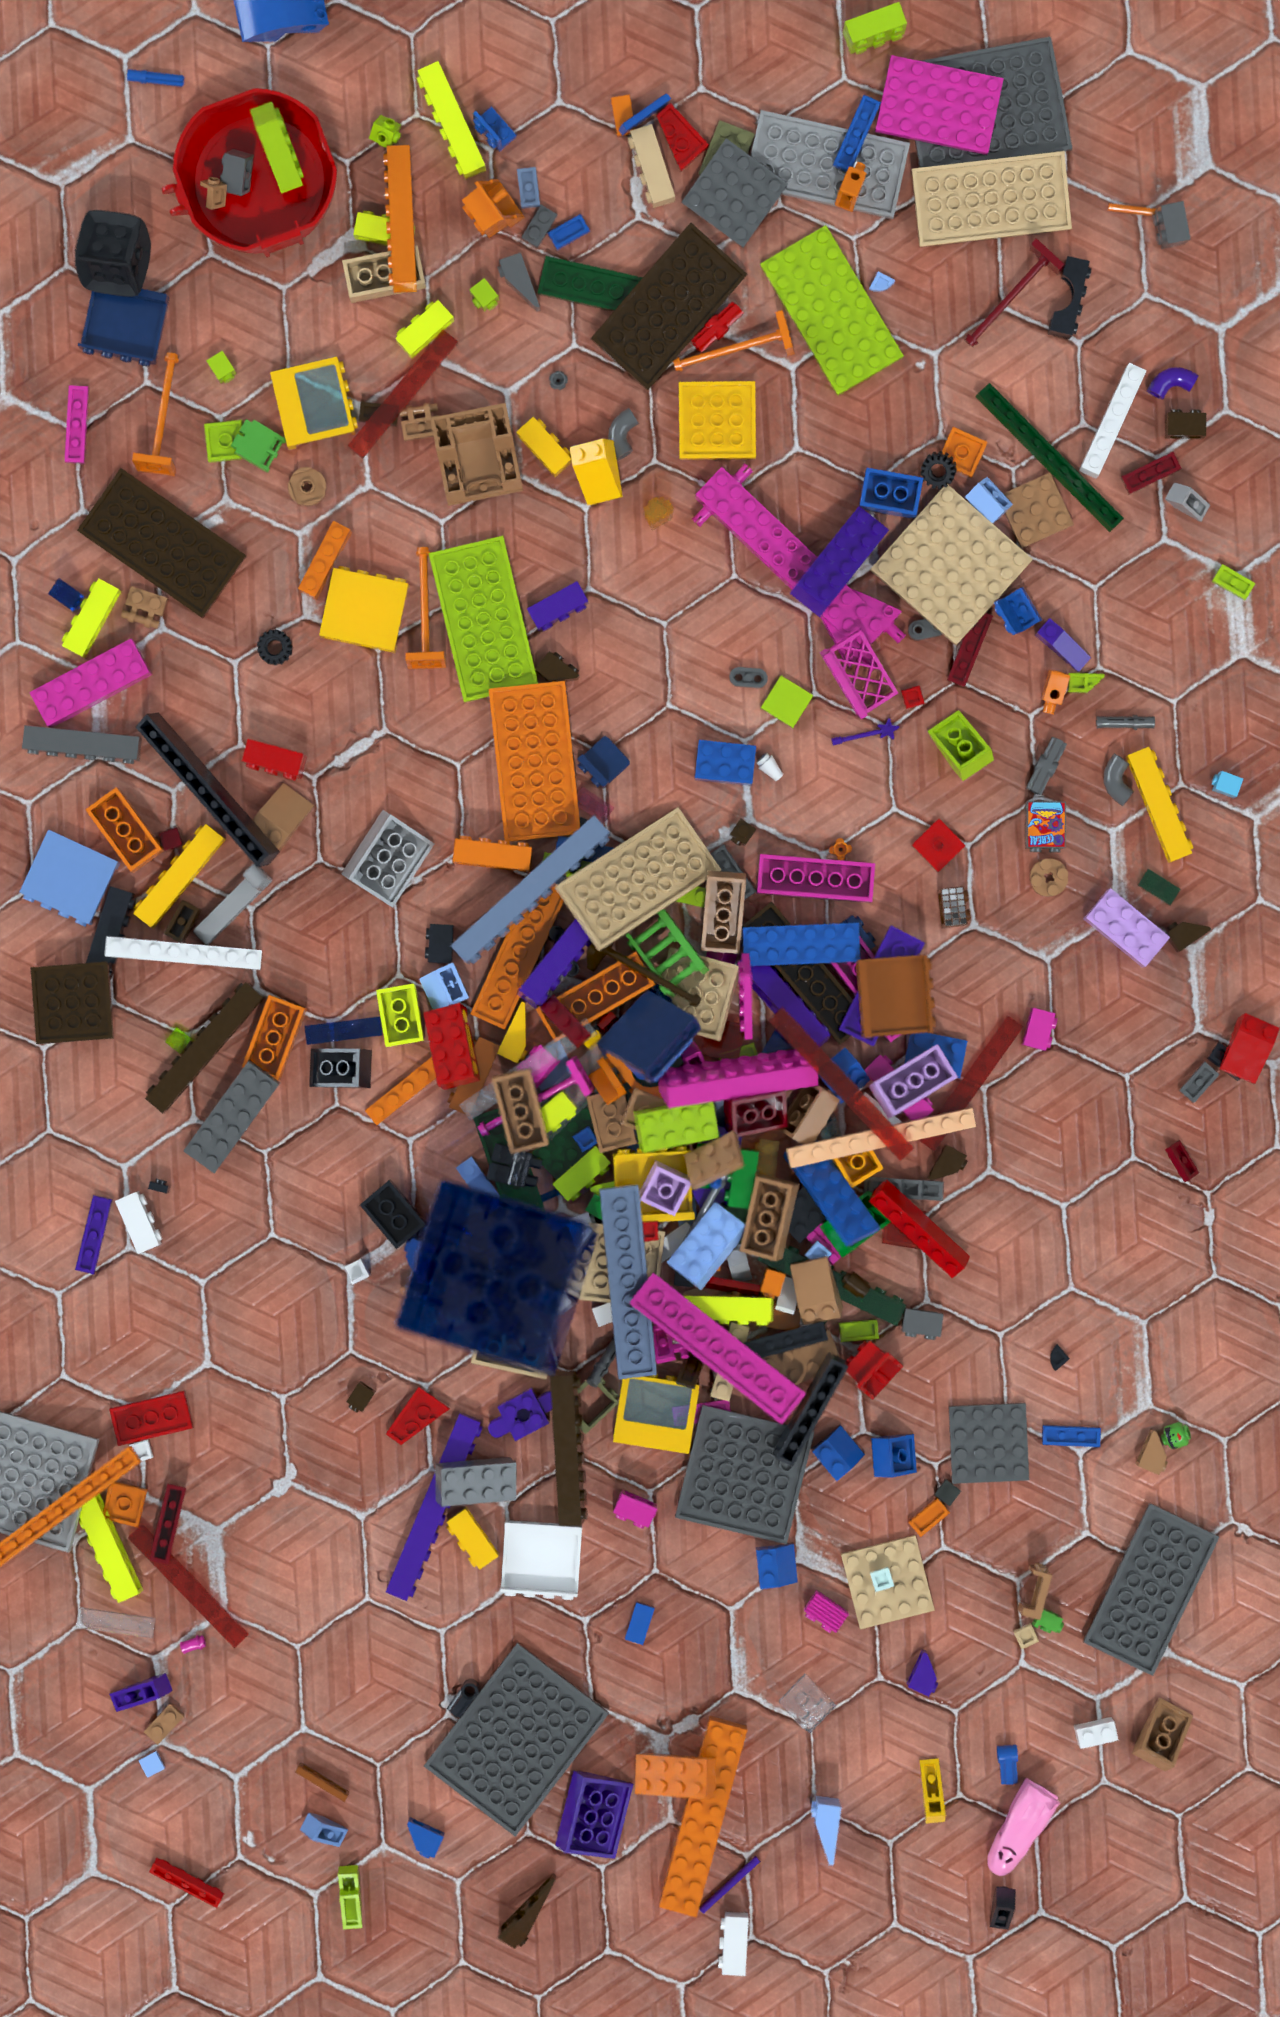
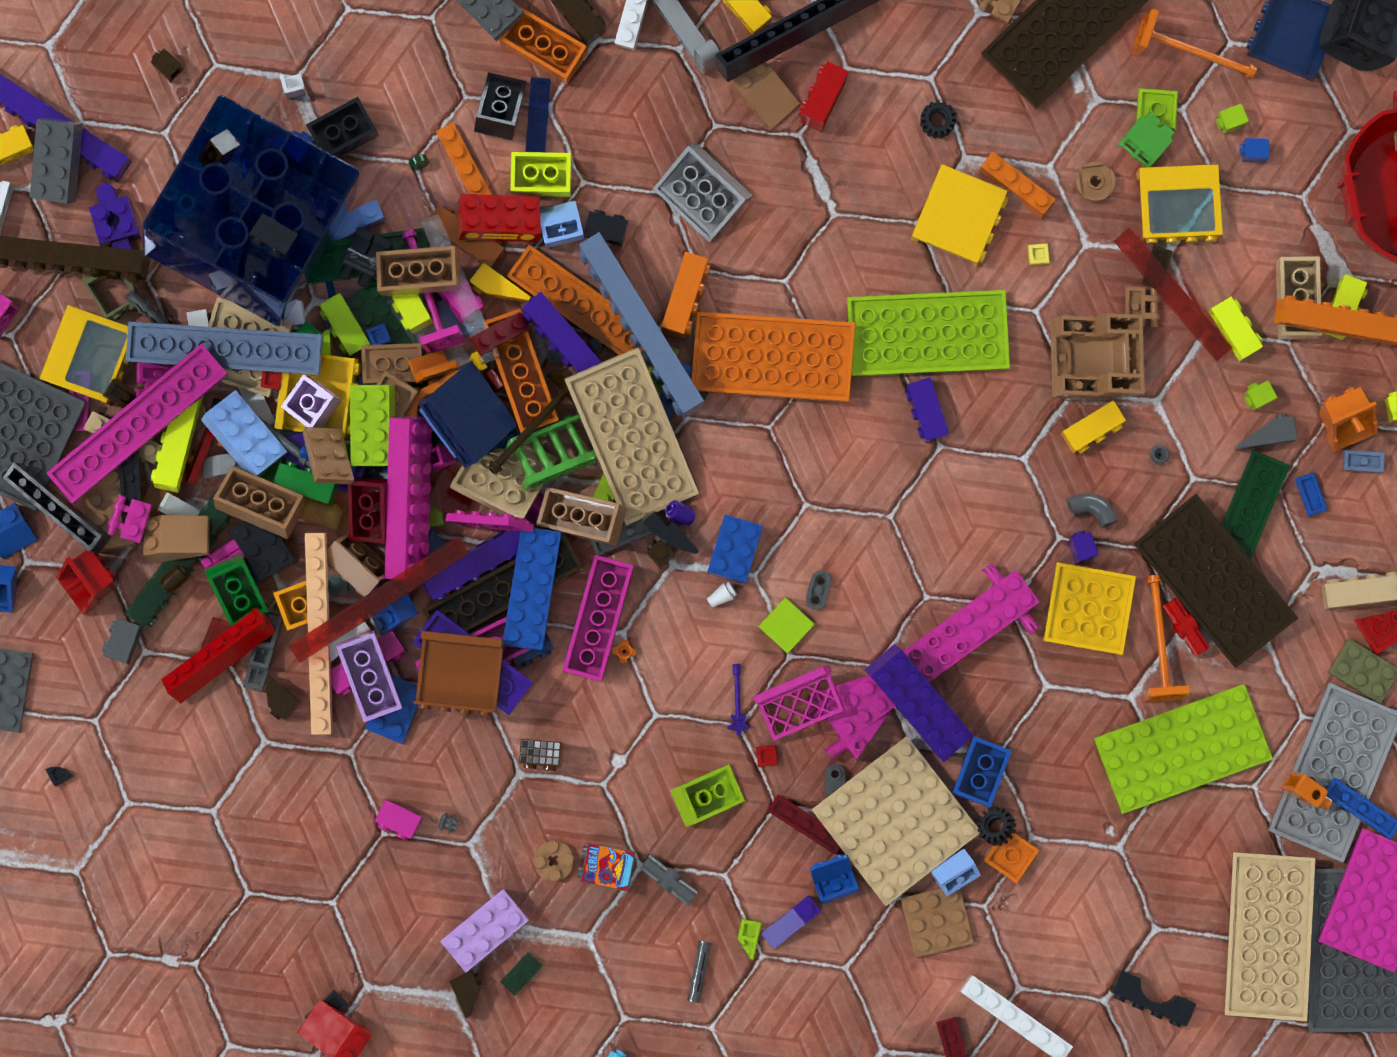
camera: 100 degrees right, 5 degrees down
(248, 340) = (1254, 150): none -> blue brick
(387, 528) = (1038, 254): none -> light yellow tile
(409, 1135) = (418, 162): none -> dark green tile
(416, 1415) = (137, 117): red wing -> none
(424, 659) = (898, 266): orange tile -> none
(446, 1319) = (219, 149): none -> dark brown brick
(525, 1245) = (272, 237): none -> black brick
(539, 226) = (1321, 465): dark grey plate -> none
(555, 670) = (862, 395): dark brown slope -> none
(594, 805) = (717, 409): clear pink plate -> none
(597, 470) = (1059, 475): yellow slope -> none
(603, 762) = (758, 425): dark blue bracket -> none
(658, 512) = (1004, 528): clear yellow brick -> none
(661, 436) = (1082, 547): none -> dark purple brick
(700, 820) = (680, 513): none -> dark purple brick
(721, 828) = (669, 533): none -> black slope
(734, 193) = (1321, 670): dark grey plate -> none
(772, 1282) = (194, 494): orange brick -> none
(809, 1330) = (135, 522): none -> dark pink plate
(817, 1251) = (216, 547): light blue tile -> none
(836, 1200) = (262, 574): blue plate -> none
(858, 1330) = (129, 576): lime tile -> none
(881, 282) = (1202, 806): light blue tile -> none
(938, 845) = (608, 753): red plate -> none
(978, 1073) = (367, 749): clear red tile -> none
(1033, 982) = (448, 823): none -> dark grey wheel
(1045, 258) = (1196, 977): dark red tile -> none
(1049, 457) = (989, 945): dark green plate -> none
(1055, 681) = (752, 907): orange torso -> none
(1114, 780) = (640, 947): dark grey cylinder -> none
(1159, 805) = (606, 989): yellow brick -> none
(1182, 1161) = (233, 942): dark red plate -> none
(1199, 1082) = (311, 975): dark grey plate -> none

